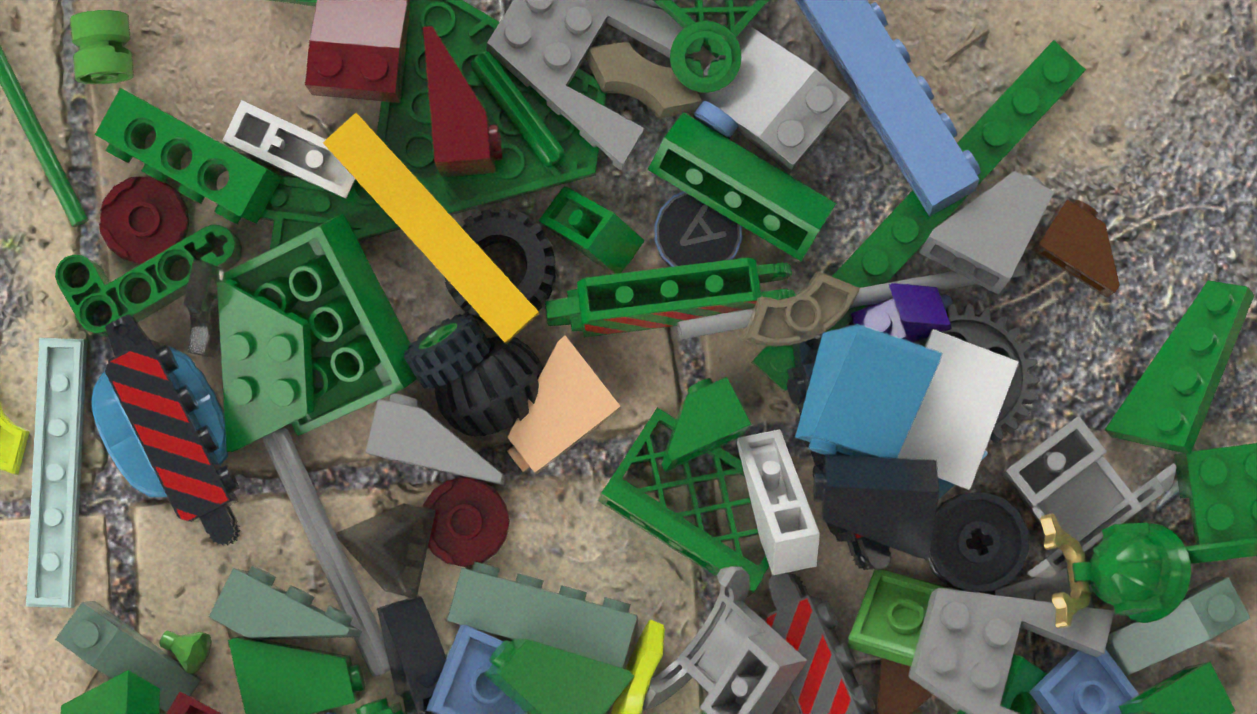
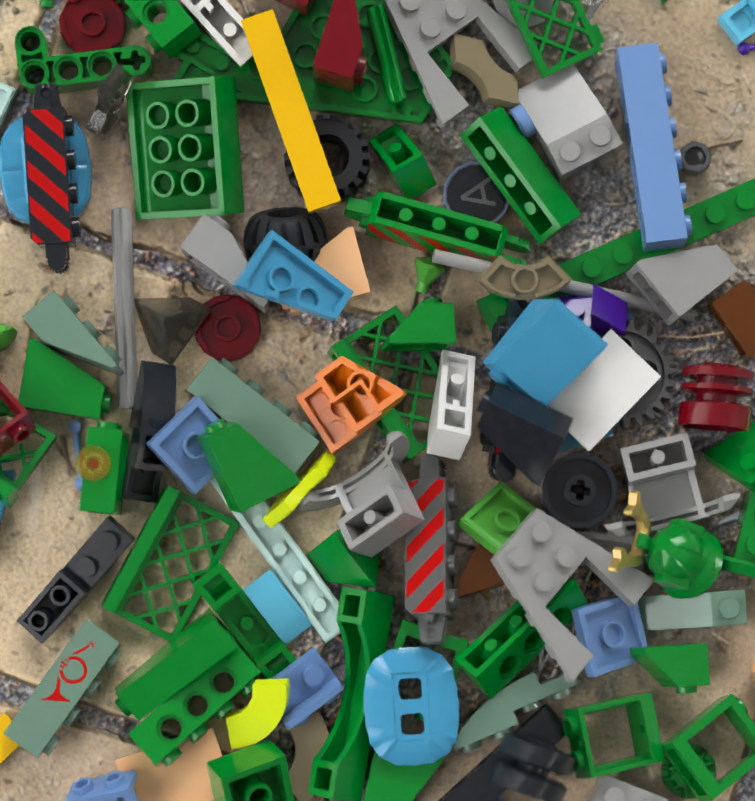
camera: 15 degrees right, 0 degrees up
(263, 365) = (133, 158): green wing -> none
(447, 350) = (266, 202): black wheel -> none
(520, 434) = (292, 279): none -> dark azure wing
(649, 553) = (347, 402): none -> orange slope
(678, 353) = (427, 273): none -> bright green rock
(690, 70) = (519, 79): green gear -> none
(943, 76) = (695, 158): none -> dark grey tile
(1094, 357) = (716, 398): none -> dark red wheel

